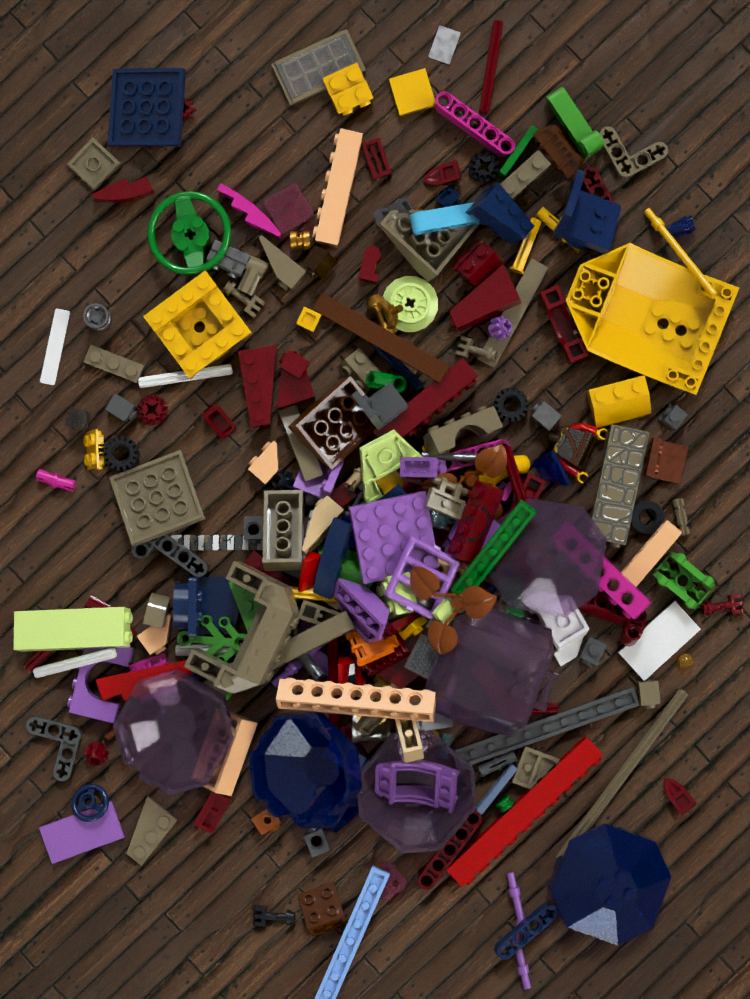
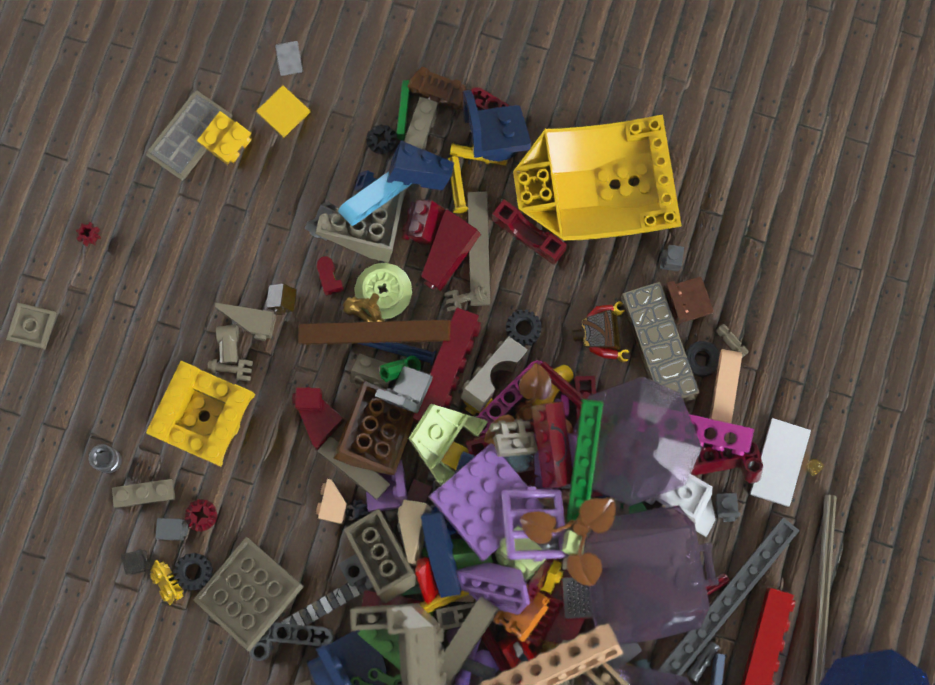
camera: 25 degrees left, 10 degrees down
(55, 346) = (80, 509): white sticker -> none
(56, 480) = (144, 631): dark pink pin -> none
(124, 192) = (71, 335): dark red slope -> none
(147, 107) = (52, 249): dark blue plate -> none
(176, 377) = (212, 469): white axle -> none
(188, 222) = (142, 330): green piece -> none
(219, 421) = (267, 490): dark red slope -> none
(233, 261) = (197, 341): flat silver brick -> none
(254, 216) = (202, 291): dark pink slope -> none
(258, 376) = (283, 431): dark red wedge -> none
(288, 208) = (228, 268): clear pink plate -> none
(300, 240) = (253, 289): pearl gold wheel -> none
(308, 319) = (300, 354): yellow plate -> none
(338, 189) = (263, 226): light nougat brick -> none
(354, 480) = (421, 473): tan pin -> none
(381, 174) = (294, 194): dark red tile -> none
(421, 467) = (475, 424): medium lavender bracket -> none
(443, 174) = (350, 163): dark red plate -> none
(453, 456) = (496, 402): flat silver bar -> none
(483, 125) = (359, 113): dark pink beam -> none
(491, 67) = (339, 54): dark red axle -> none
(500, 328) = (475, 265): medium lavender gear -> none
(532, 767) = (737, 645): dark tan wing -> none
(545, 415) = (559, 320): flat silver brick -> none
(551, 469) = (594, 363): clear blue slope -> none
(585, 140) = (439, 60): bright green beam -> none
(619, 401) = (617, 270): yellow slope -> none
(630, 161) = (506, 65): dark tan beam -> none
(648, 693) = (800, 515): dark tan brick -> none
(659, 225) = (561, 104): yellow bar -> none
(678, 796) = (885, 594): dark red plate -> none
(682, 226) = (581, 95): clear blue cone -> none
(692, 574) = (773, 385): bright green piece -> none
(708, 608) = (805, 408): dark red hinge -> none

